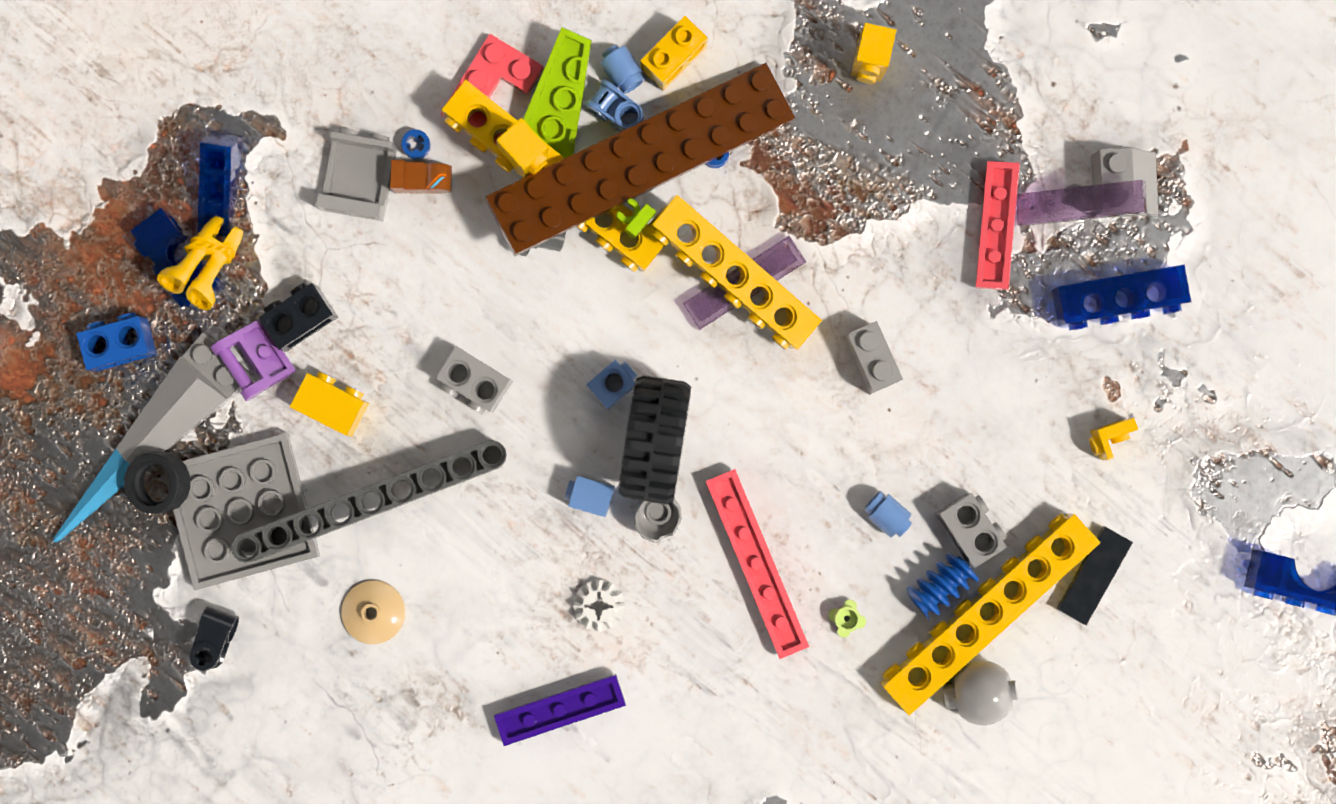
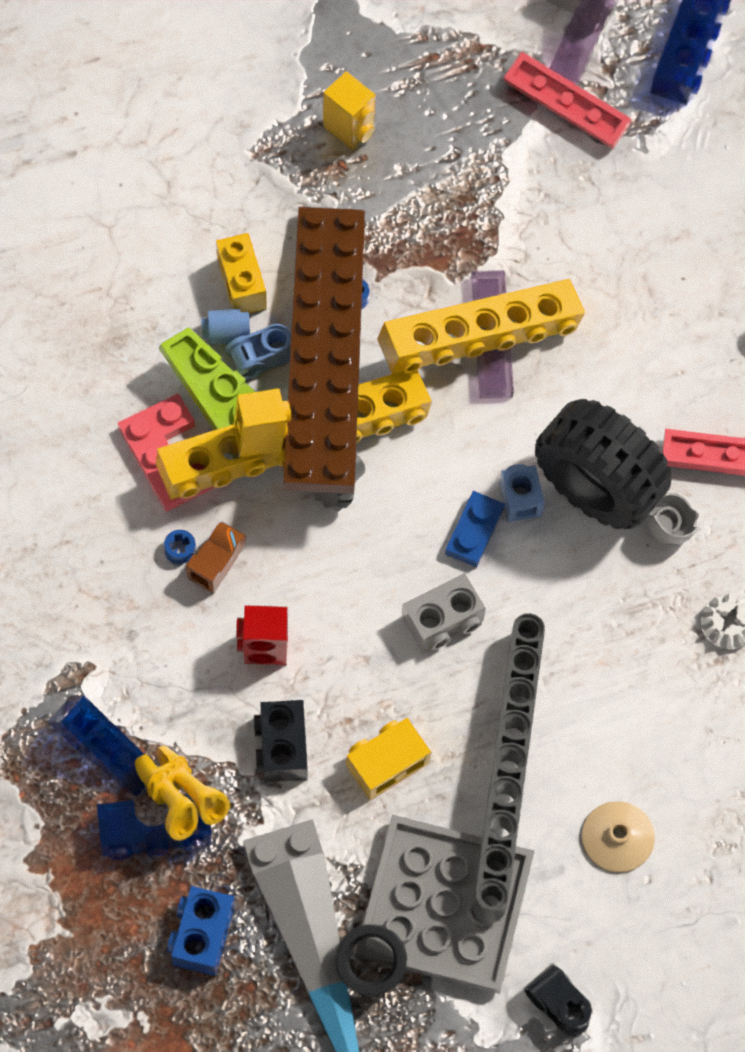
camera: 65 degrees left, 20 degrees down
(262, 354) = (296, 795): medium lavender plate -> none
(357, 175) = (176, 613): light grey panel -> none
(367, 253) = (263, 635): none -> red brick
(564, 364) = (475, 529): none -> blue plate
(589, 495) = (618, 568): medium blue brick -> none
(638, 219) = (384, 371): lime tile -> none
(873, 357) = (629, 259): light grey brick -> none

